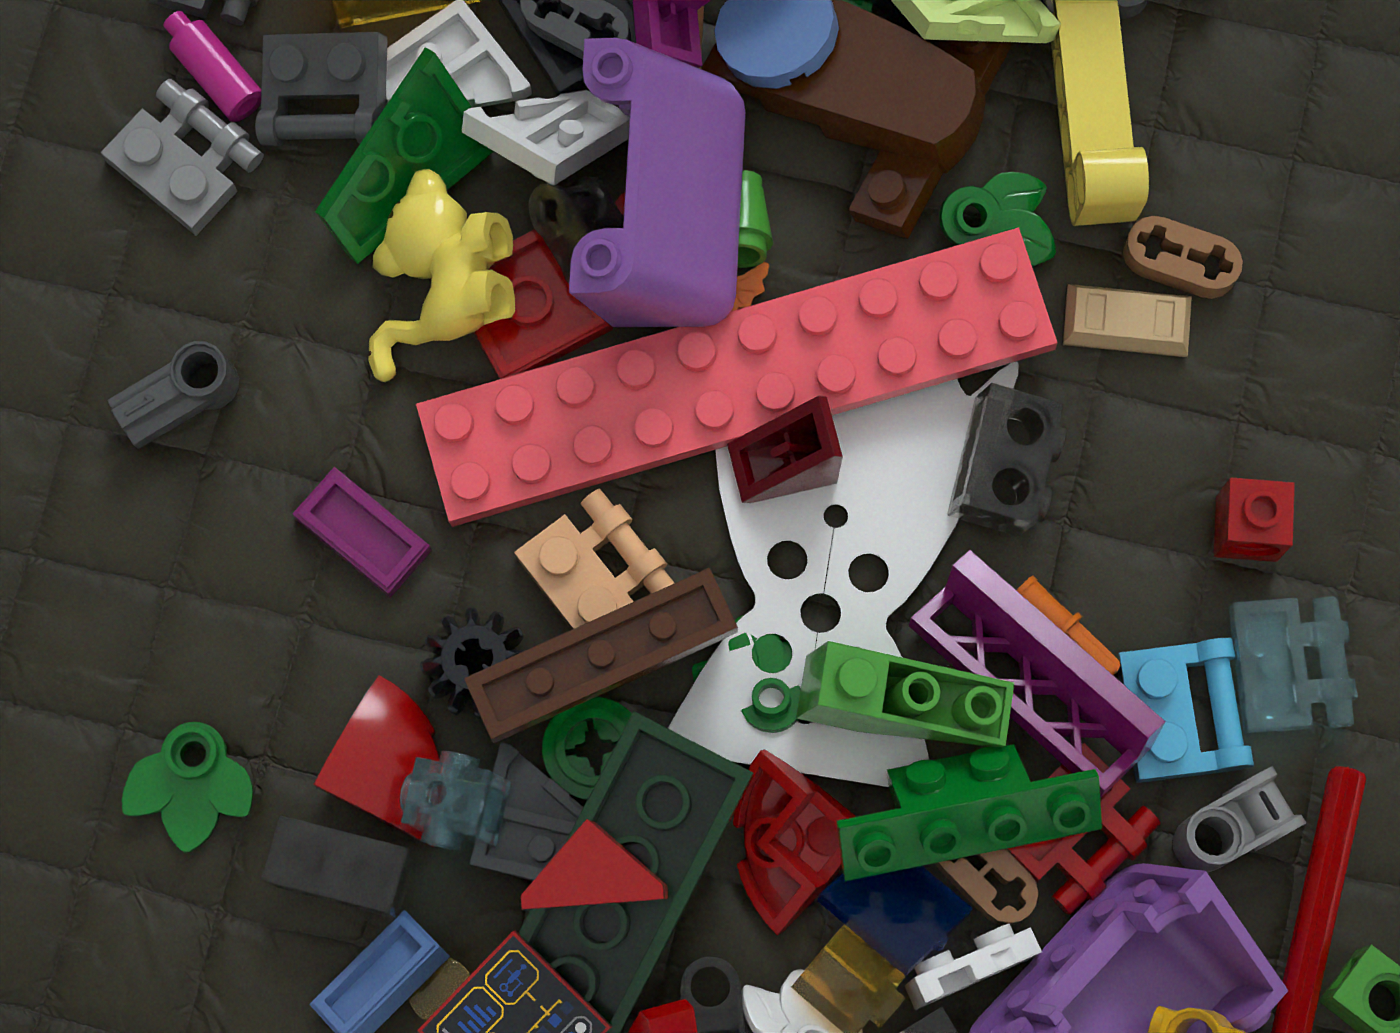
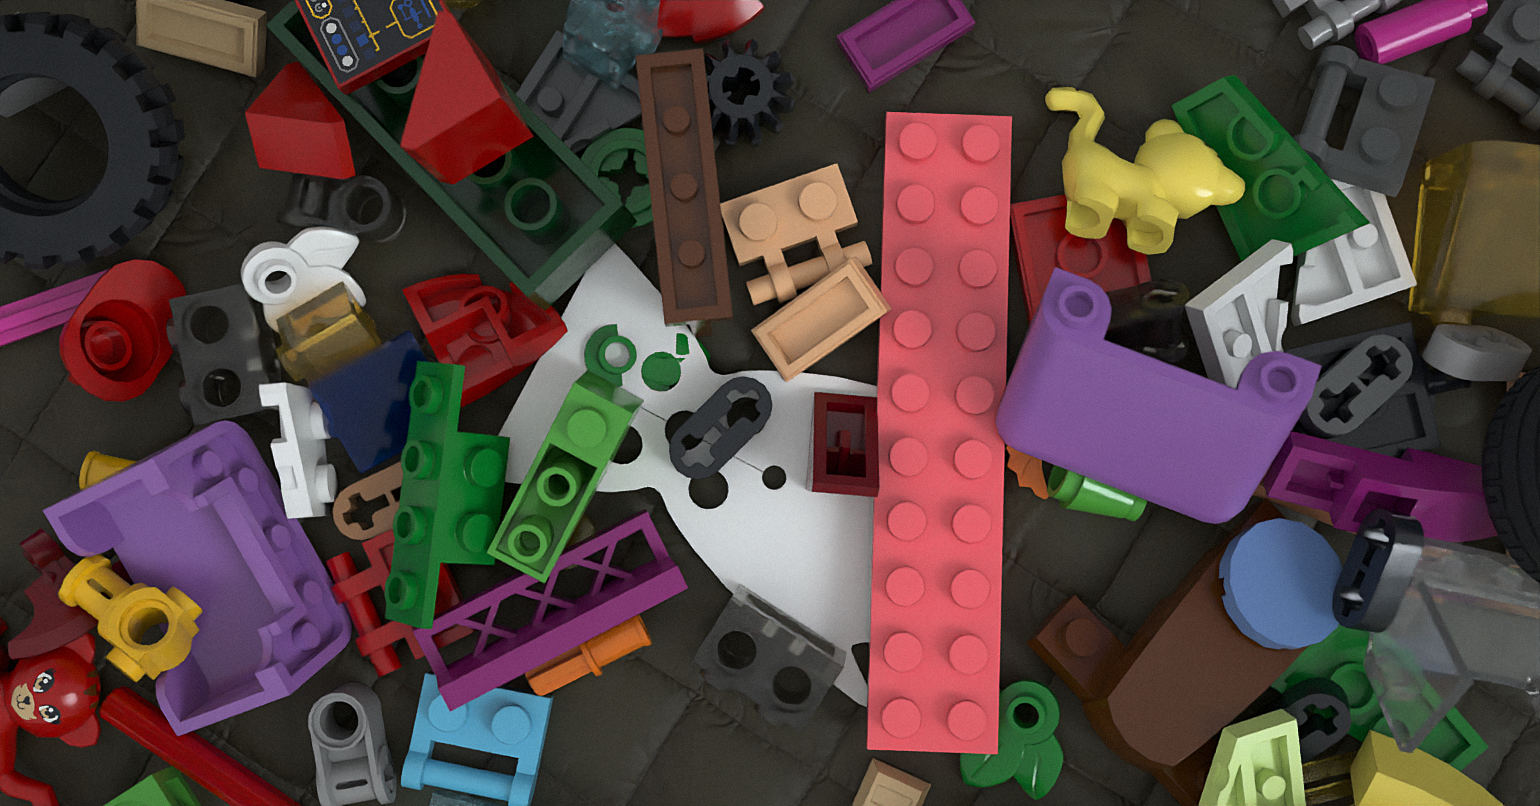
camera: 110 degrees right, 10 degrees up
(671, 515) = (821, 319): none -> light nougat tile
(814, 562) = (709, 416): none -> black beam

